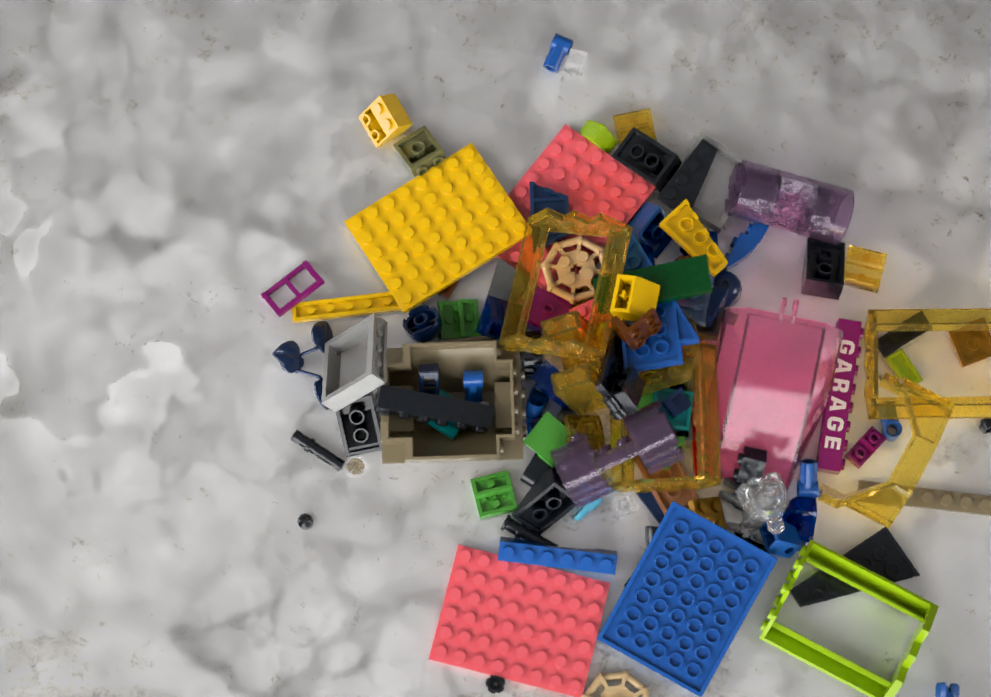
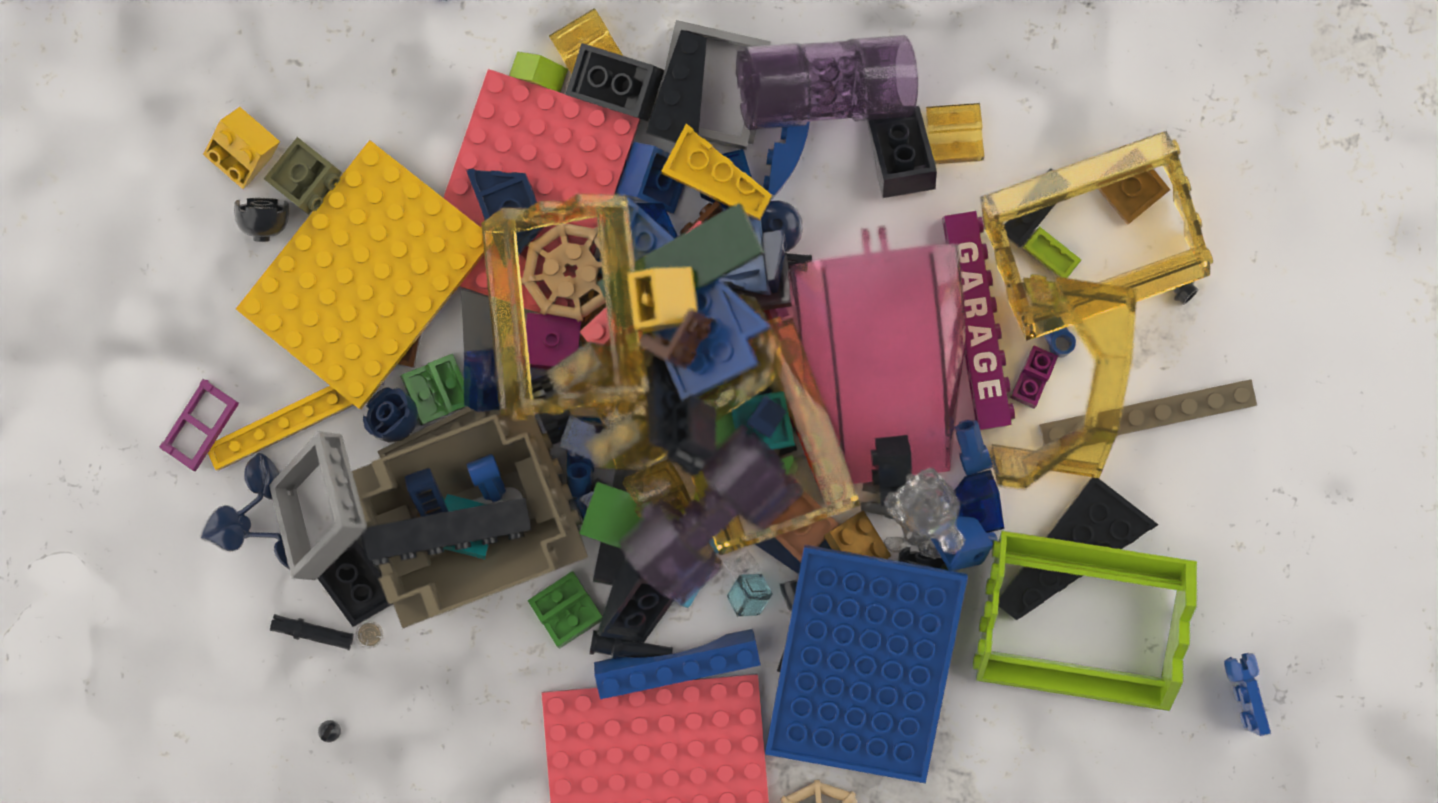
camera: 20 degrees left, 10 degrees up
(382, 169) = (261, 217): none -> black cylinder
(622, 527) = (749, 595): none -> clear light blue panel

